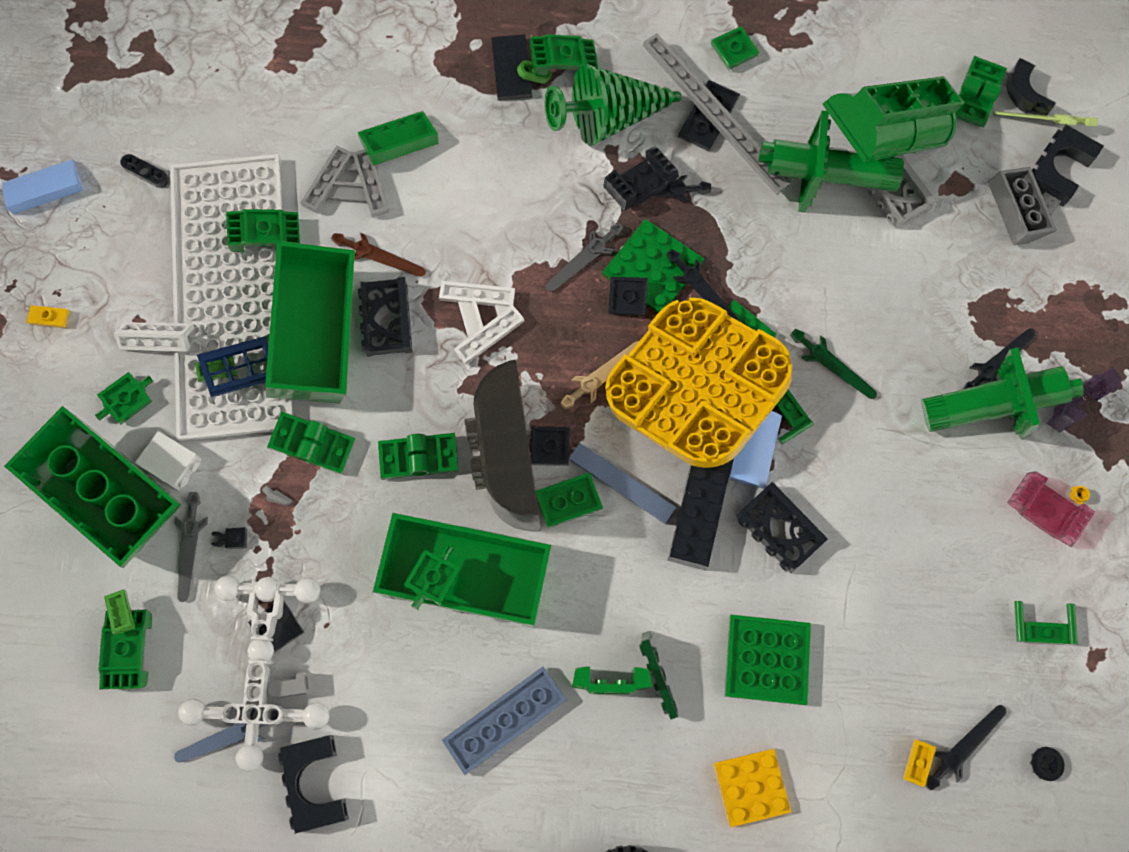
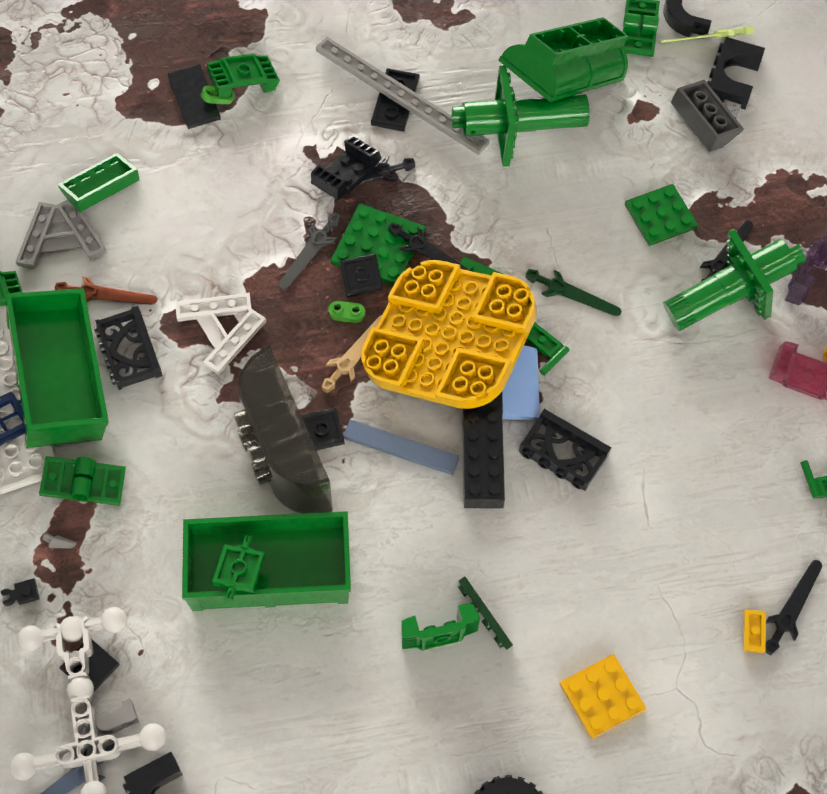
camera: 15 degrees left, 10 degrees down
(418, 455) = (193, 468): green plate -> none
(504, 720) = (343, 695): sand blue plate -> none
(568, 500) = (355, 474): green plate -> none
(603, 331) = (346, 311): none -> bright green plate
(605, 103) = (293, 107): green plant -> none
(734, 47) = (403, 35): green plate -> none
(768, 660) = (585, 573): green plate -> none
(919, 195) = (609, 126): light grey fence -> none
(945, 301) = (661, 214): none -> green plate

